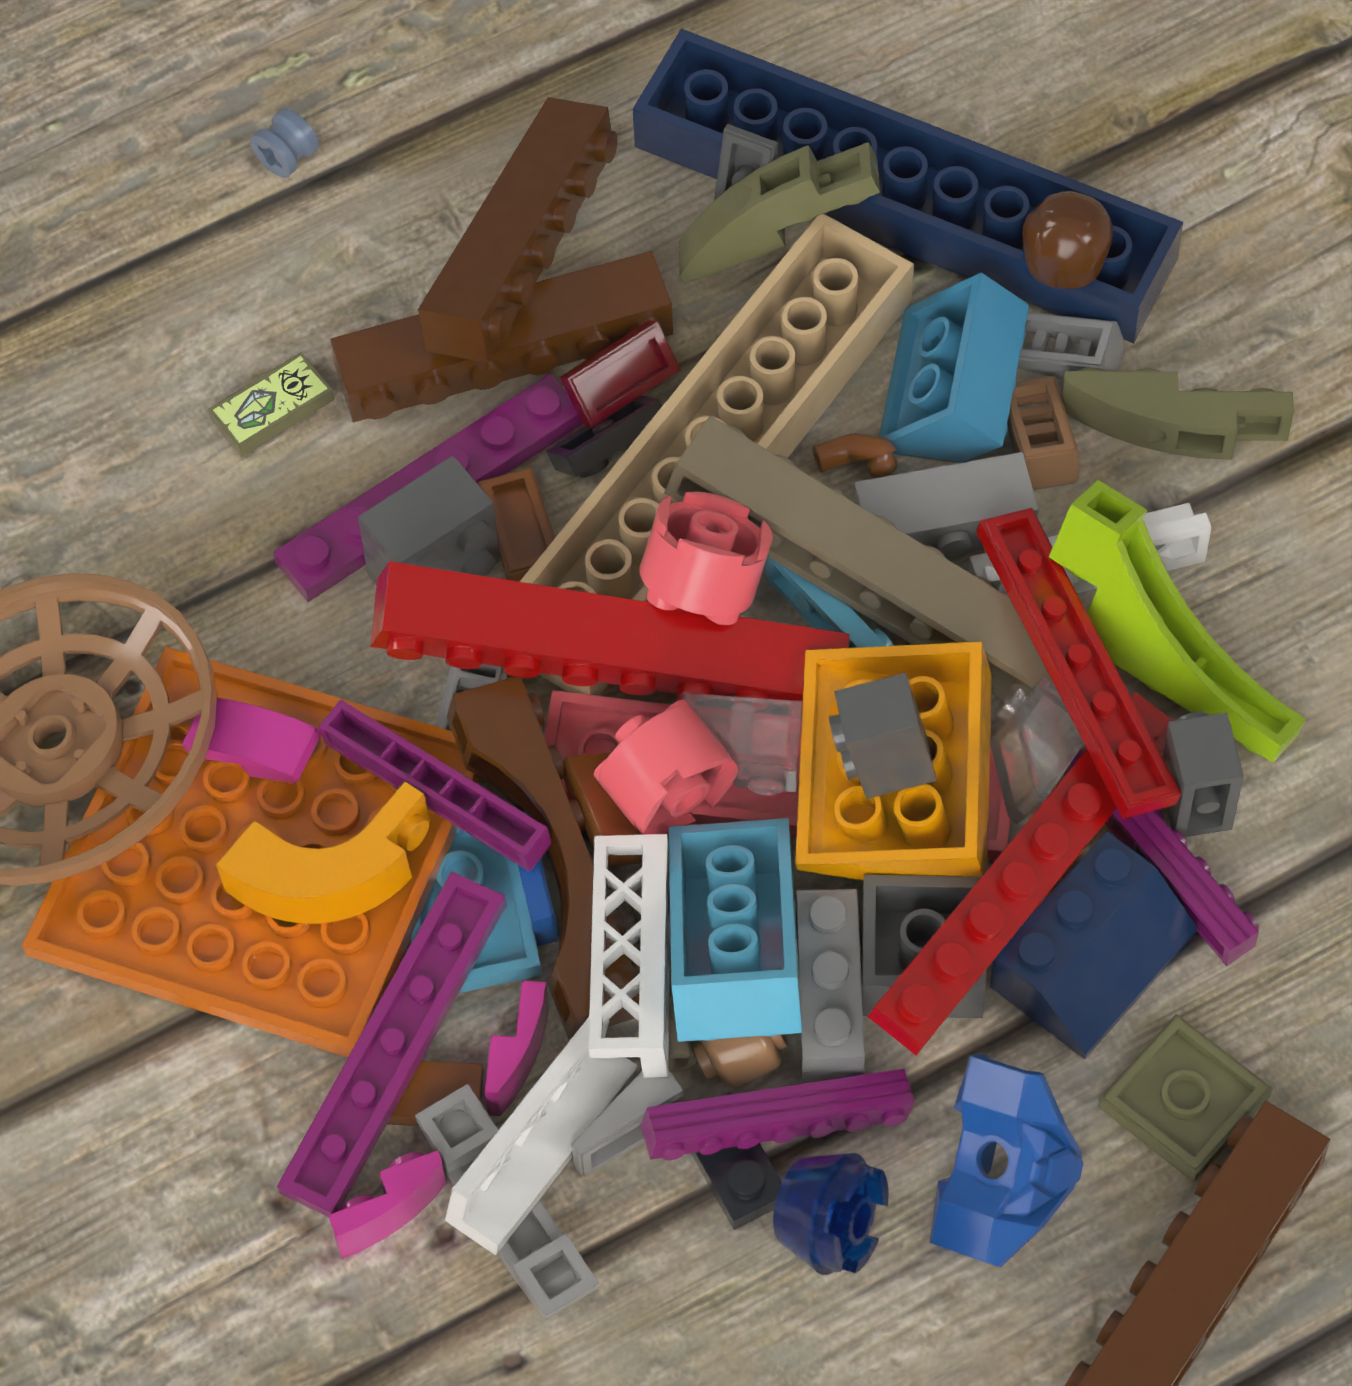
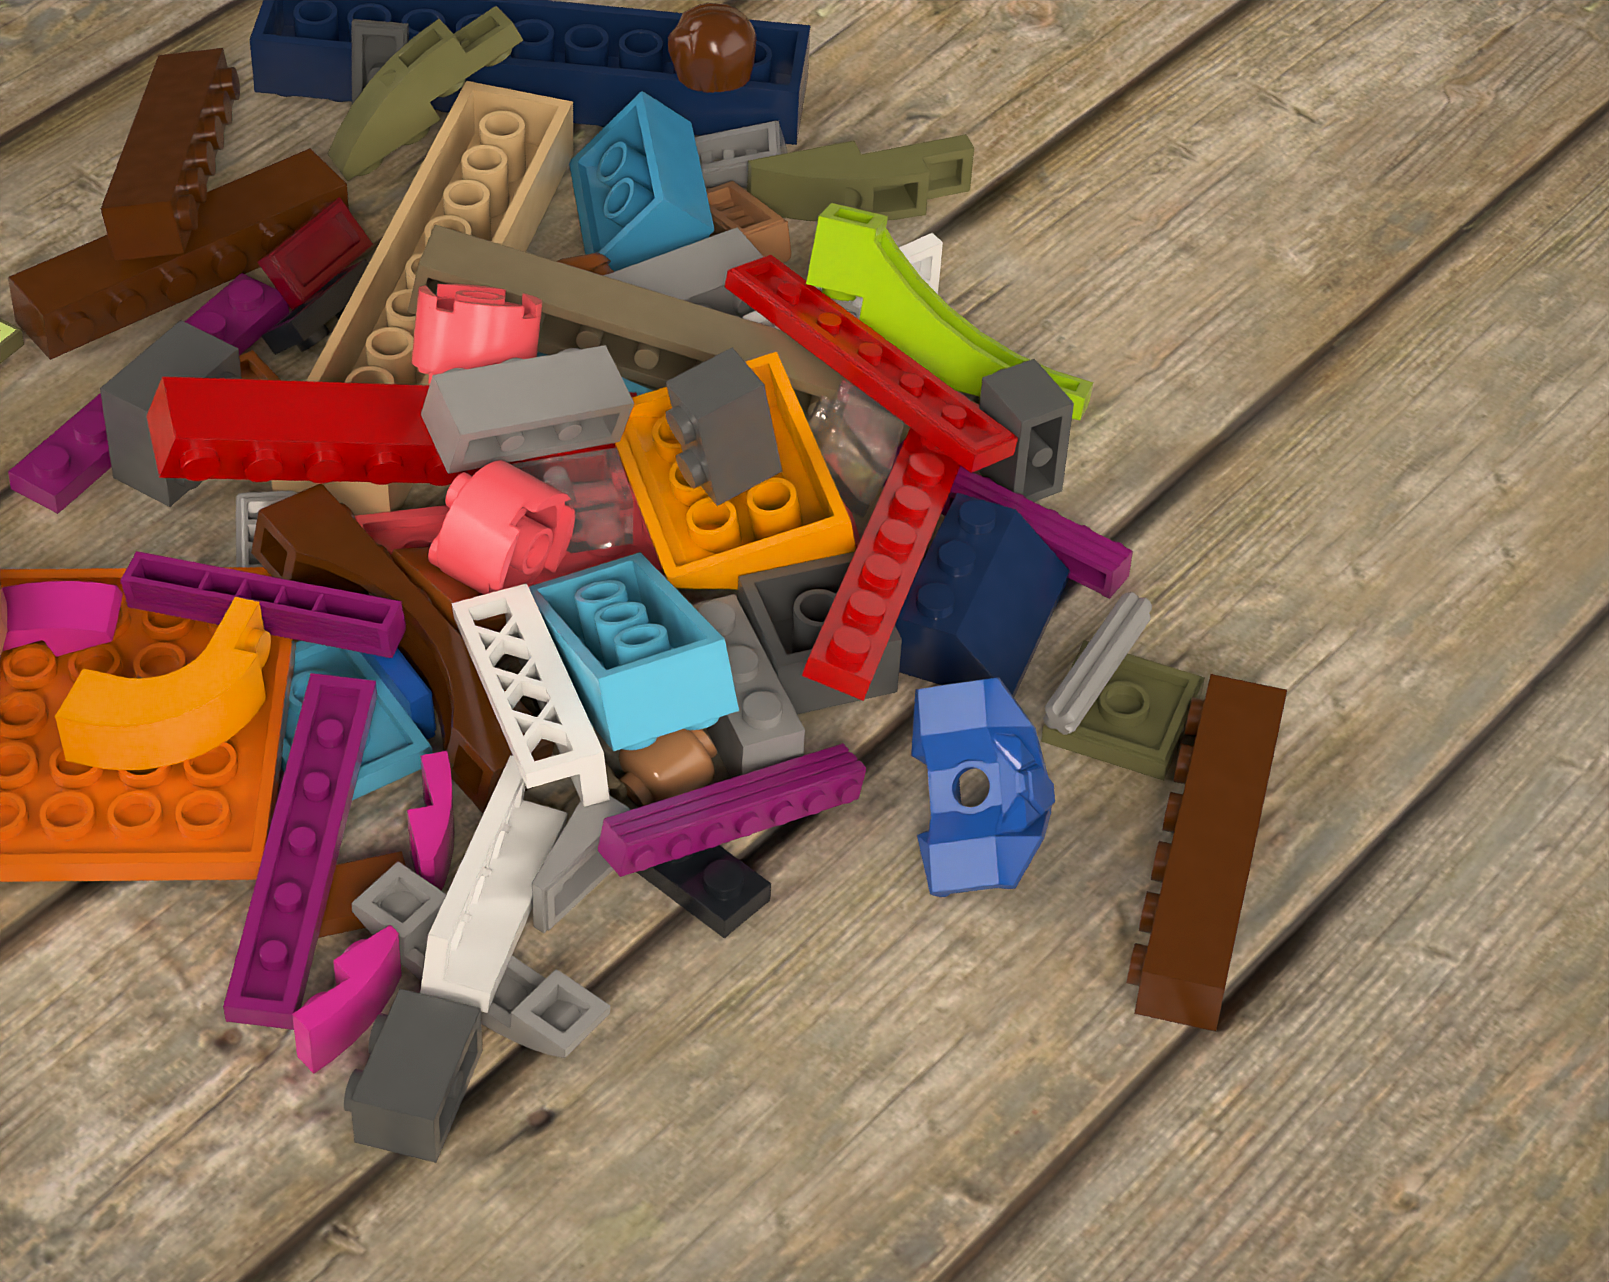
camera: 25 degrees left, 15 degrees down
(416, 1296) = (414, 1075): none -> dark grey brick
(721, 653) = (526, 408): none -> light grey brick
(828, 1211) = (823, 876): clear blue cone -> none
(1172, 1049) = (1097, 663): none -> light grey axle

